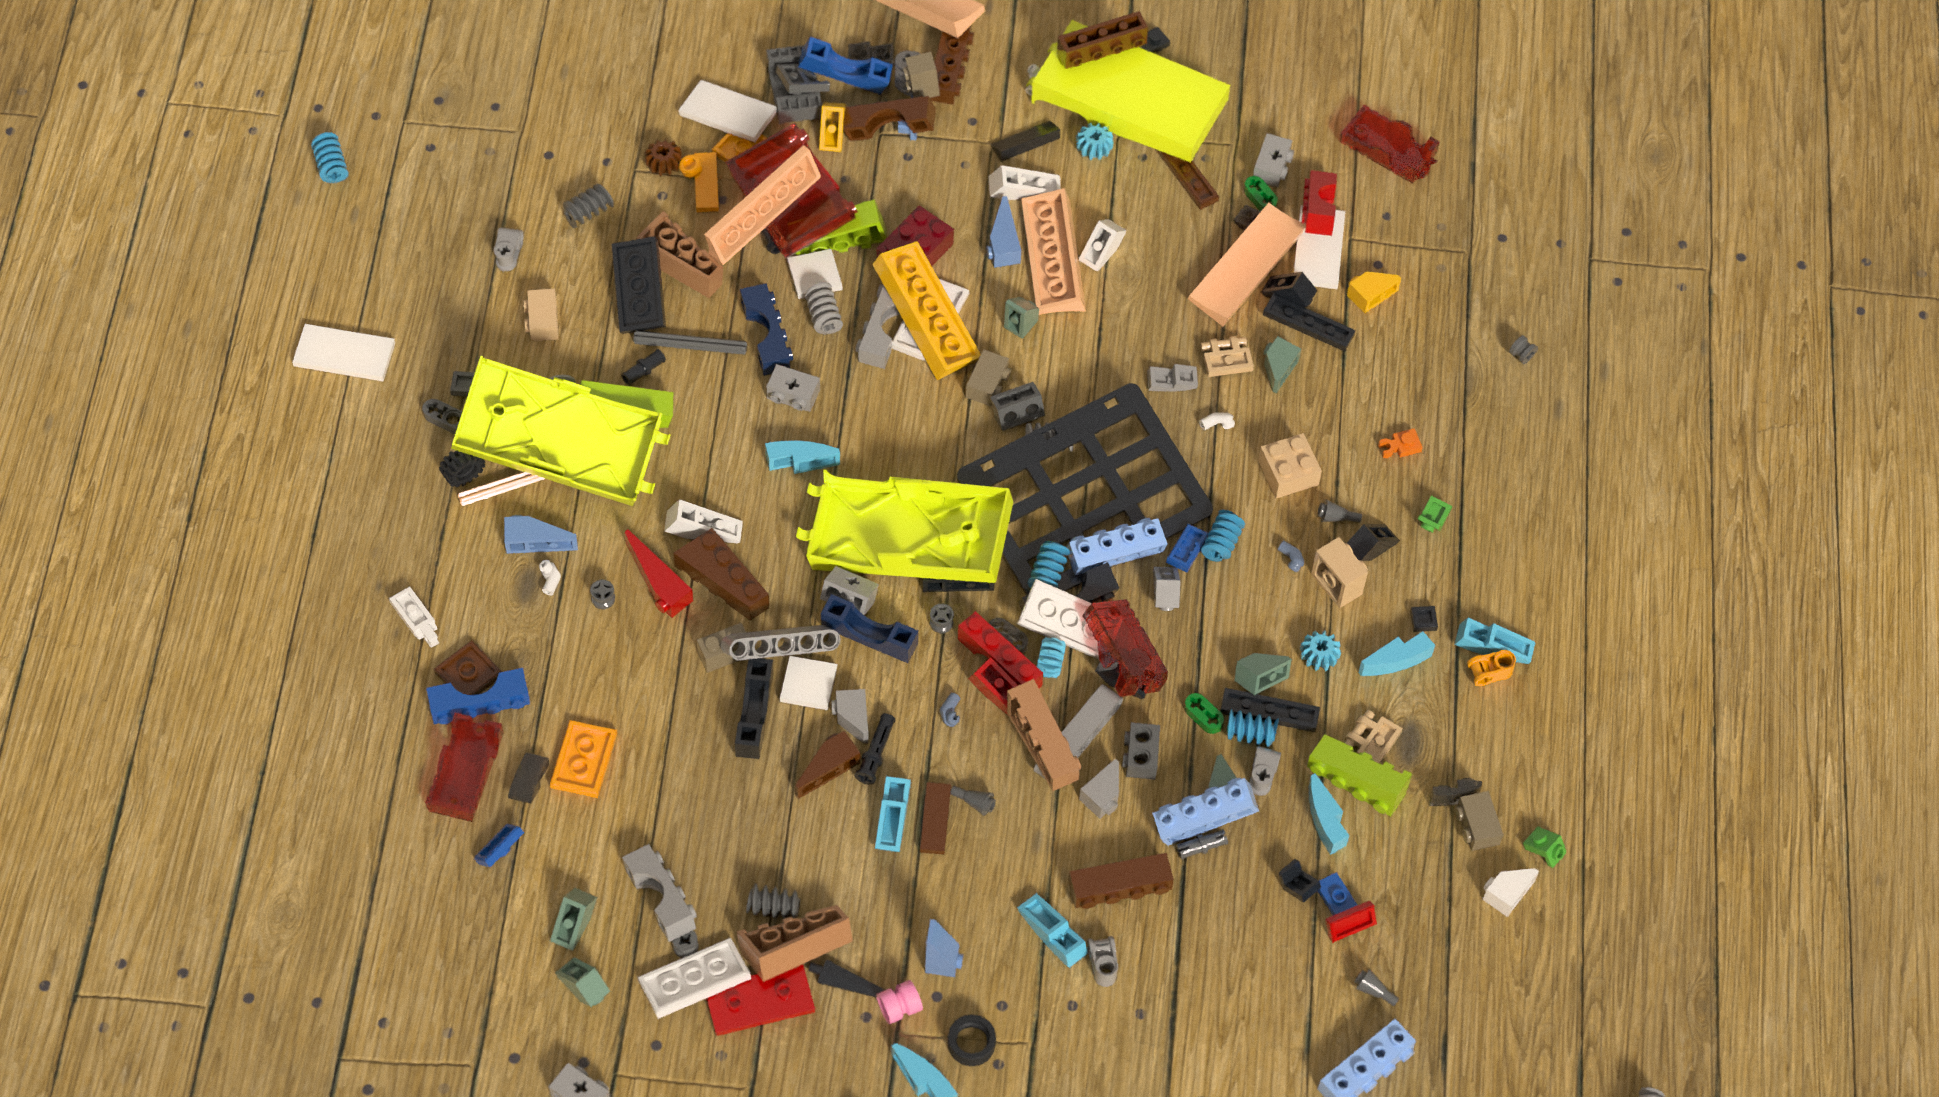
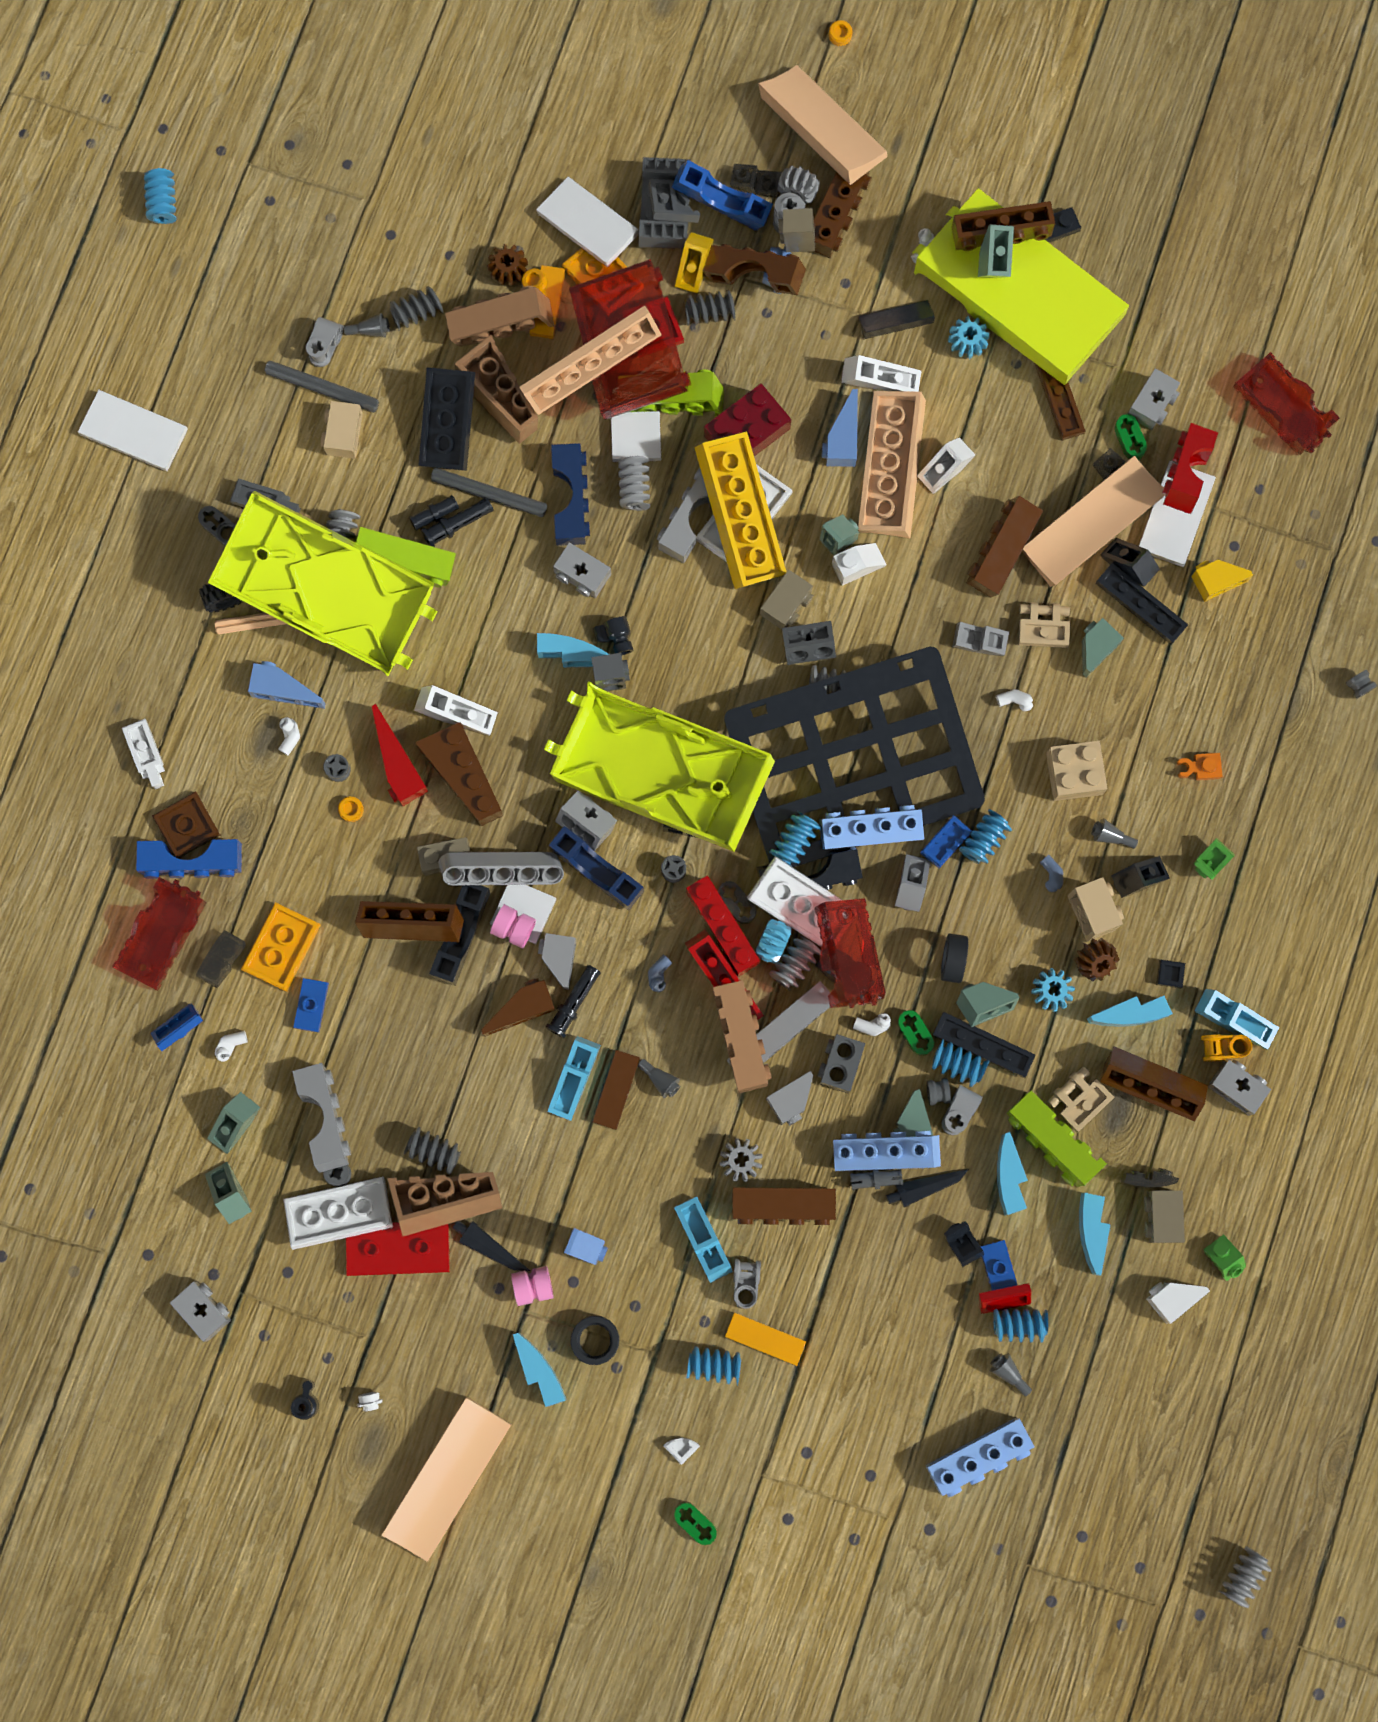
camera: 15 degrees right, 20 degrees up
(510, 284) = (321, 386): none -> dark grey axle
(550, 228) = (374, 326): none -> dark grey cone
(551, 852) = (227, 1044): none -> white arm
(623, 628) = (350, 809): none -> light orange tile
(624, 803) = (311, 1005): none -> blue plate
(659, 376) = (447, 527): none -> black pin
(670, 194) = (499, 316): none -> medium nougat wedge
(704, 704) = (409, 921): none -> reddish brown brick
(803, 690) = (513, 926): none -> bright pink wheel
(837, 431) = (616, 631): none -> black piece
(841, 459) = (610, 672): none -> dark grey brick
(855, 157) = (709, 307): none -> dark grey piece
(910, 42) = (798, 182): none -> light grey gear
(1042, 336) = (857, 562): none -> white slope
(1072, 844) = (734, 1155): none -> light grey gear
(1076, 674) = (795, 962): none -> light grey piece
(1092, 1036) = (714, 1365): none -> dark azure piece
(1102, 60) = (996, 252): none -> sand green slope
(1134, 1006) = (765, 1339): none -> light orange tile
(1164, 716) = (873, 1027): none -> white arm
(1172, 298) = (1004, 546): none -> reddish brown brick
(1222, 638) = (954, 958): none -> black tyre
(1239, 756) = (938, 1091): none -> dark grey wheel
(1242, 847) = (921, 1188): none -> black bar
(1353, 614) = (1097, 959): none -> reddish brown gear
(1372, 939) = (1020, 1325): none -> dark azure piece
(1416, 846) = (1092, 1231): none -> medium azure slope
(1435, 708) = (1154, 1083): none -> reddish brown brick
(1520, 707) = (1254, 1087): none -> light grey brick

